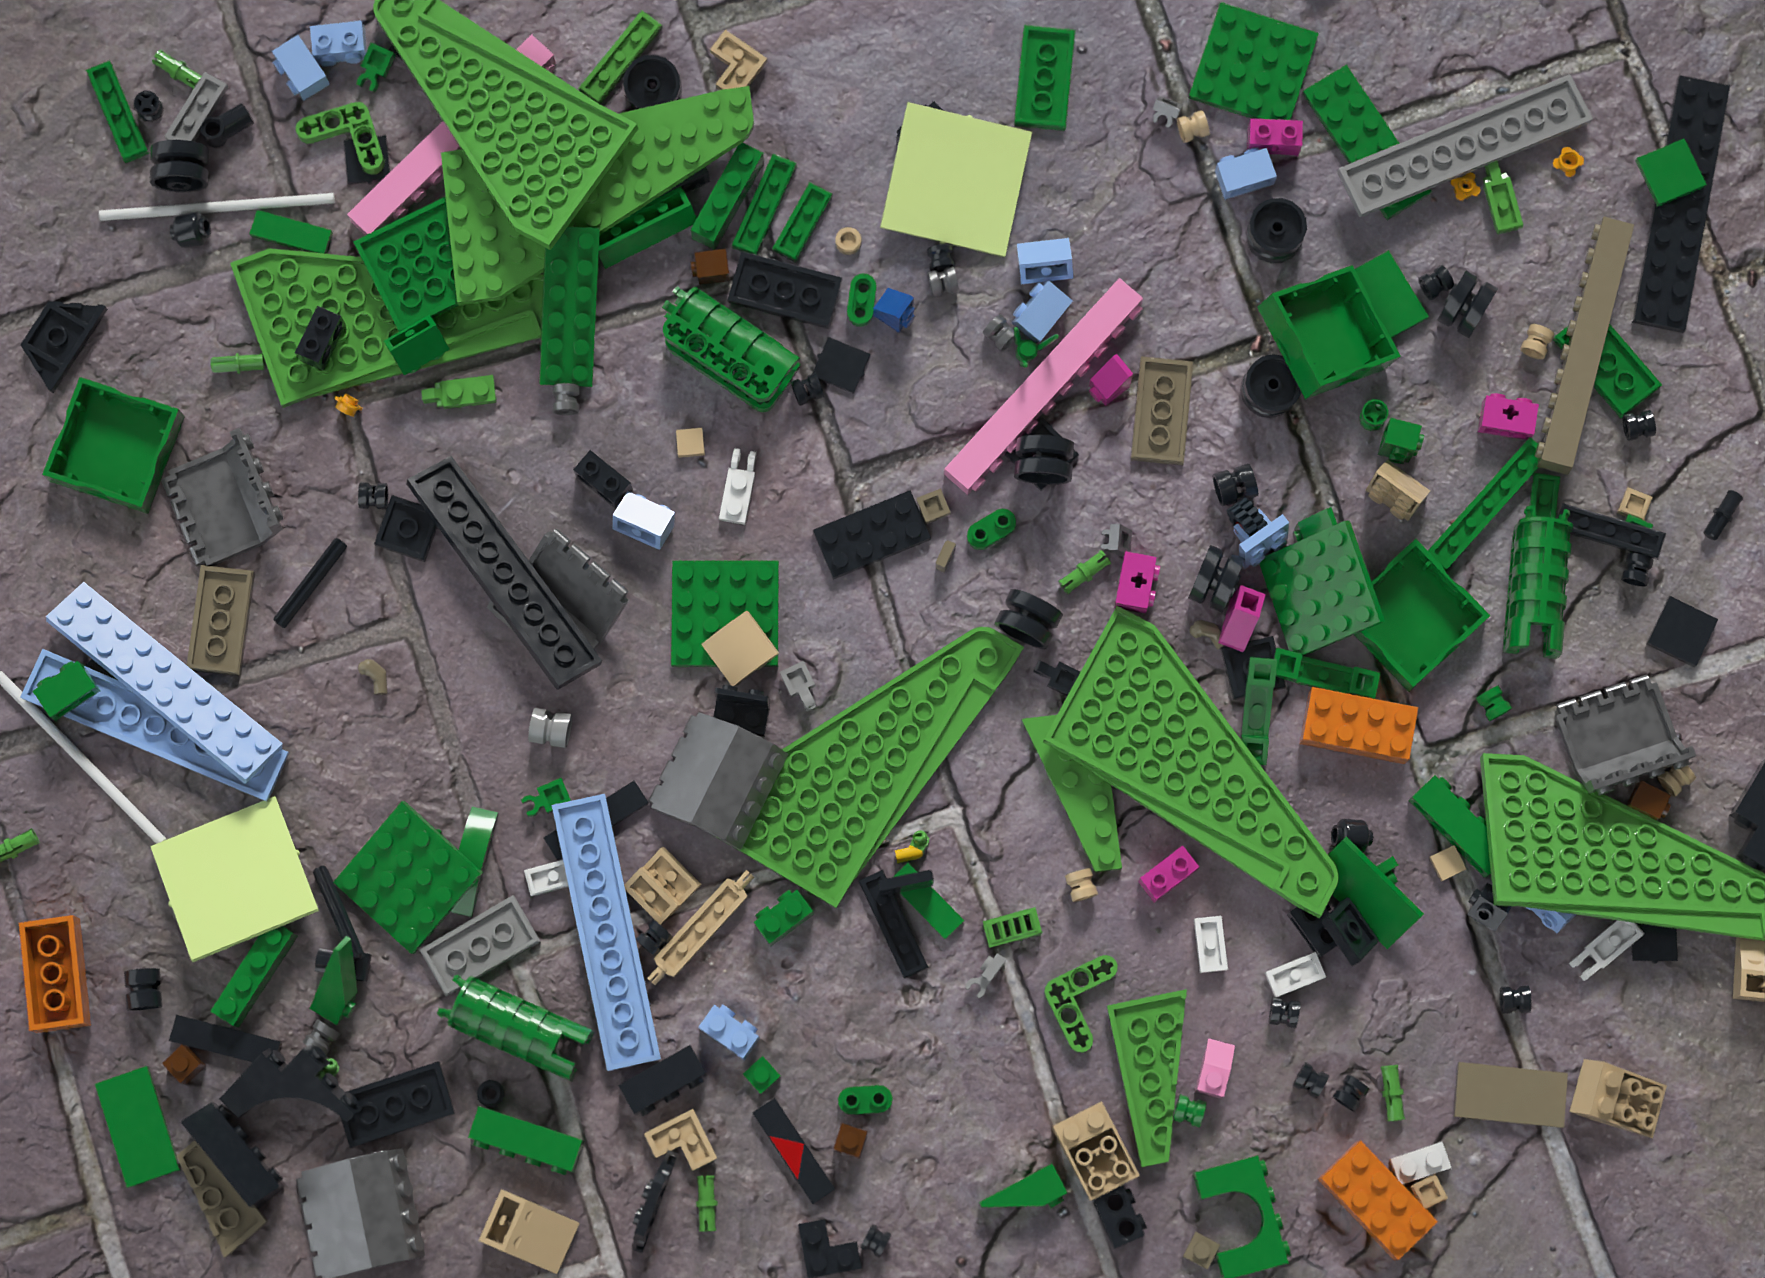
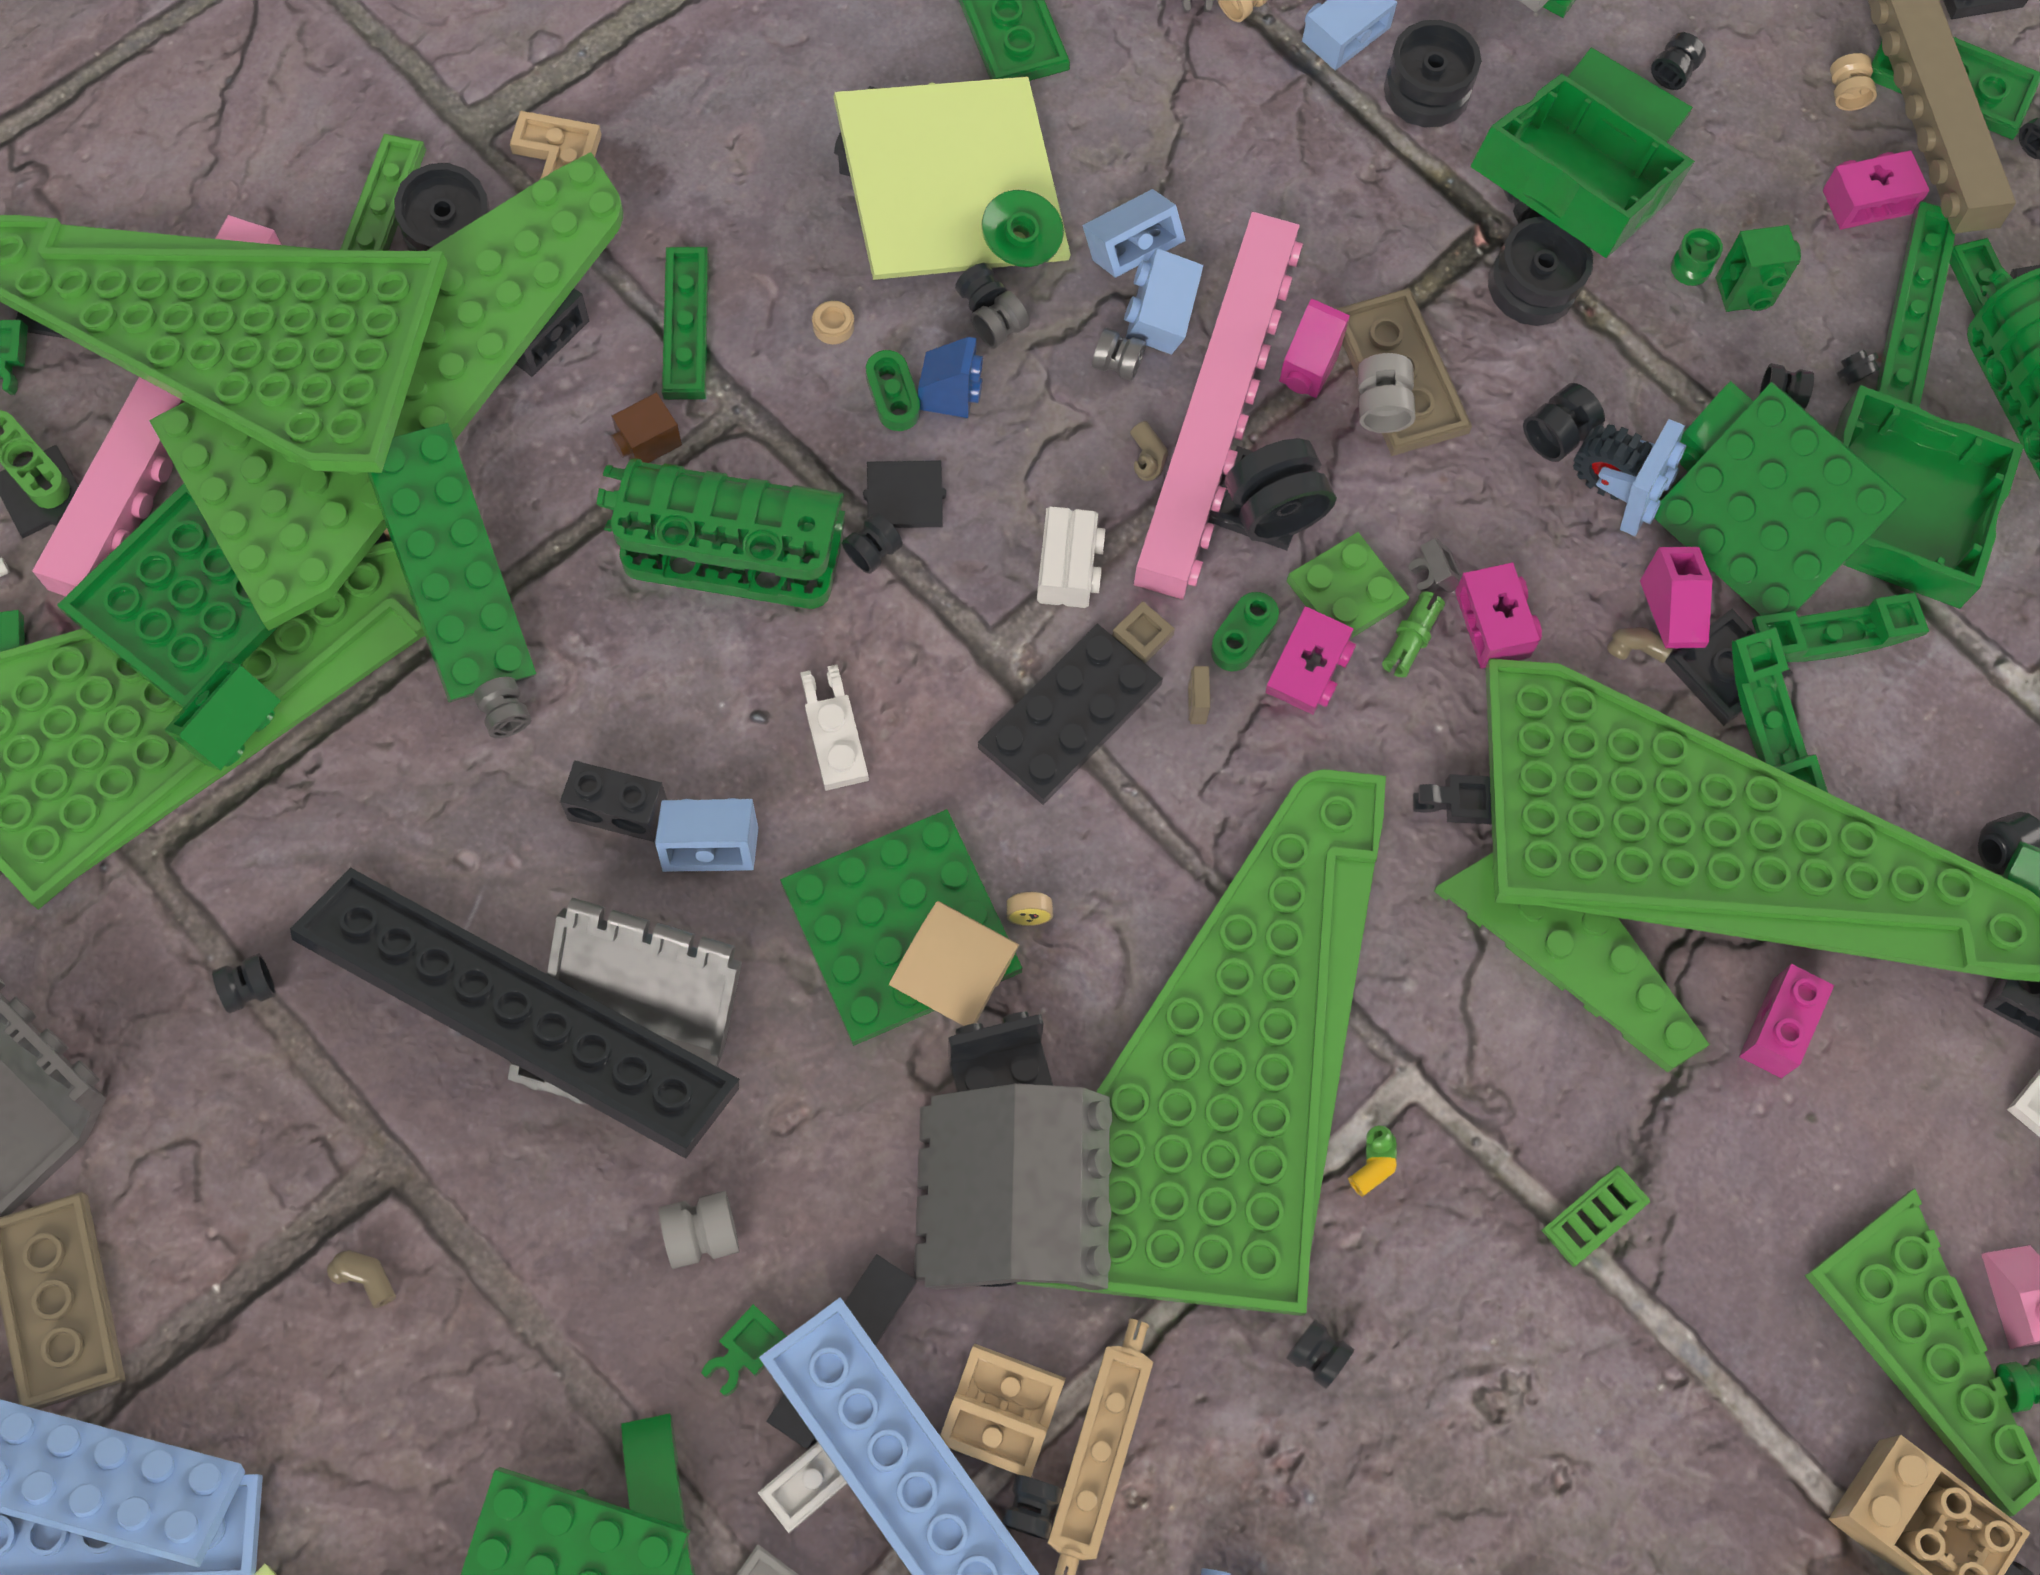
camera: 30 degrees left, 10 degrees down
(310, 583) = (189, 1171): black axle -> none
(320, 338) = (56, 770): black brick -> none
(347, 405) = (145, 859): light orange plate -> none
(406, 529) = (322, 1014): black tile -> none
(461, 392) = (328, 767): bright green hinge -> none
(646, 227) = (522, 410): green brick -> none
(690, 442) = (727, 694): tan tile -> none
(727, 196) = (624, 324): green brick -> none
(783, 917) = (1230, 1371): green brick -> none
(784, 290) = (771, 421): black plate -> none
(796, 635) = (1029, 909): none -> tan tile
(798, 682) = (1068, 979): light grey plate -> none
(802, 222) = (753, 323): green tile -> none
(833, 930) = (1311, 1346): none -> black wheel
(894, 927) = (1407, 1300): black tile -> none
(905, 883) = (1405, 1217): black tile -> none
(912, 444) = (1068, 557): none -> white brick
(932, 907) = (1439, 1237): green tile -> none
(988, 223) = (1023, 213): none -> green dish
(990, 968) = (1601, 1299): light grey plate -> none
(992, 401) = (1153, 452): none -> dark tan arm
(1020, 550) = (1311, 635): none -> dark pink brick
(1027, 349) = (1169, 362): green plant -> none
(1028, 619) = (1376, 728): black wheel -> none
(1061, 529) = (1349, 585): none -> bright green plate
(1070, 991) = (1738, 1279): bright green beam -> none
(1081, 885) = (1664, 1087): tan wheel -> none
(1131, 431) = (1386, 393): none -> light grey wheel
(1210, 944) = (1906, 1102): white plate -> none
(1217, 579) = (1616, 555): black wheel -> none
(1358, 725) = (1929, 679): orange brick -> none
(1385, 521) = (1795, 384): none -> black wheel
(1397, 491) = (1795, 333): tan slope -> none
(1431, 524) = (1858, 367): none -> black plate
(1467, 304) = (1743, 62): black wheel -> none

